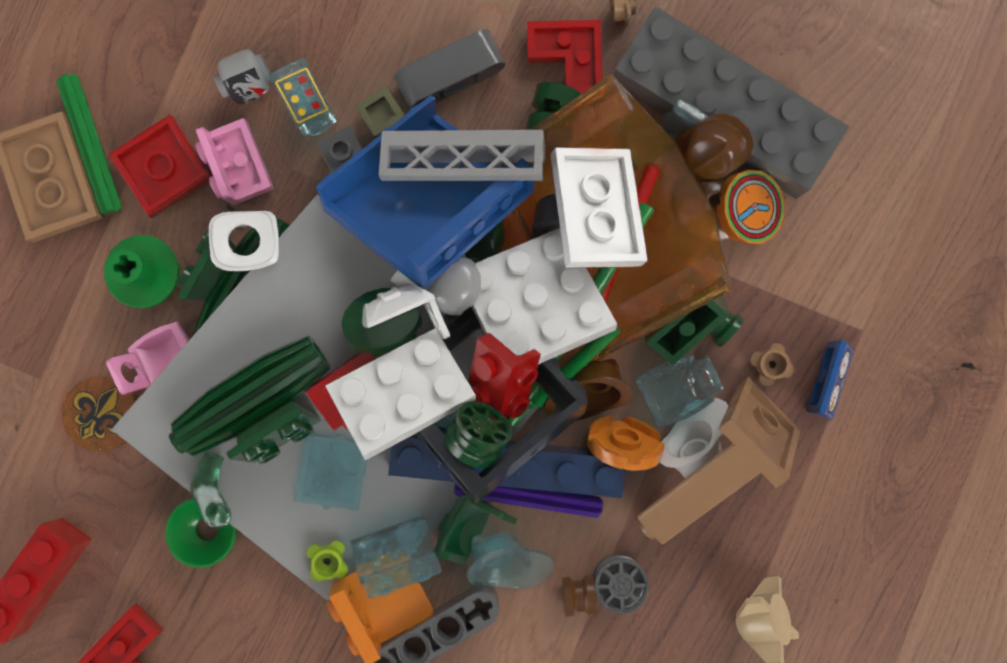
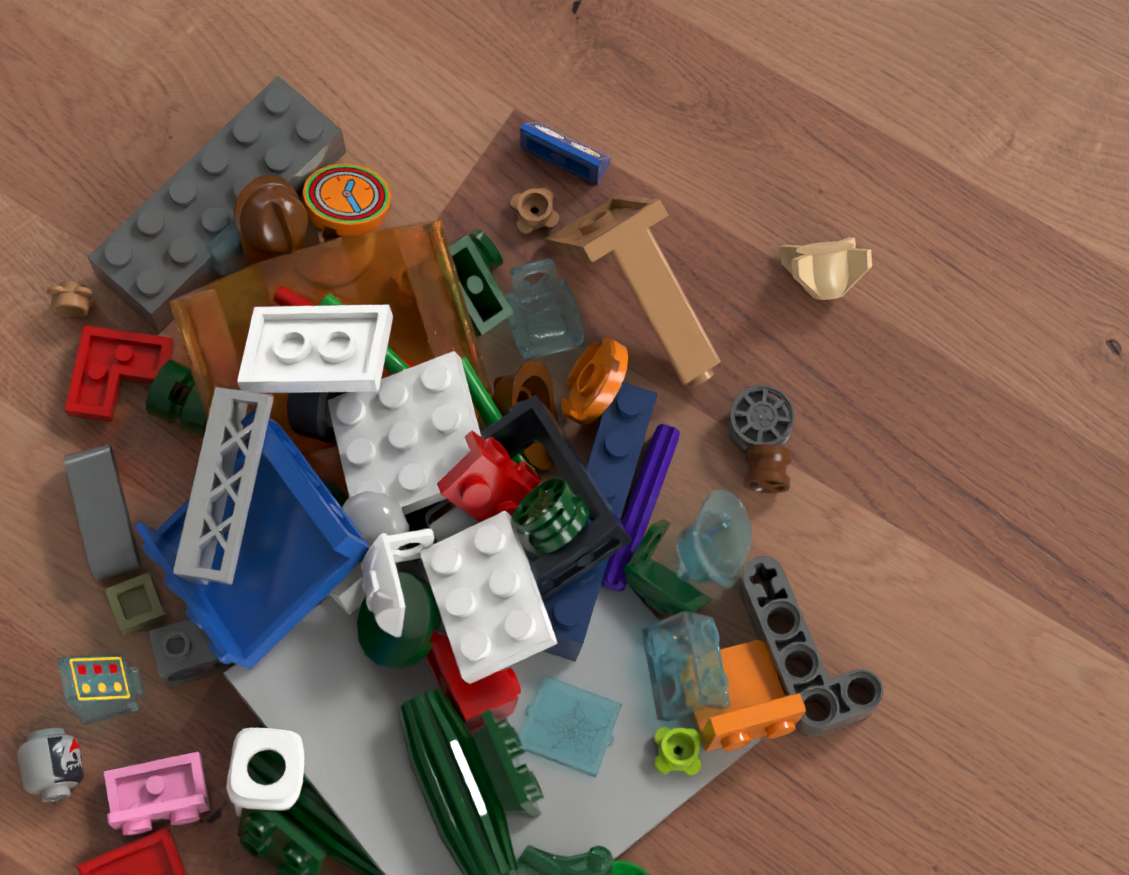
camera: 80 degrees left, 15 degrees down
(694, 439) = (604, 303): white piece -> none

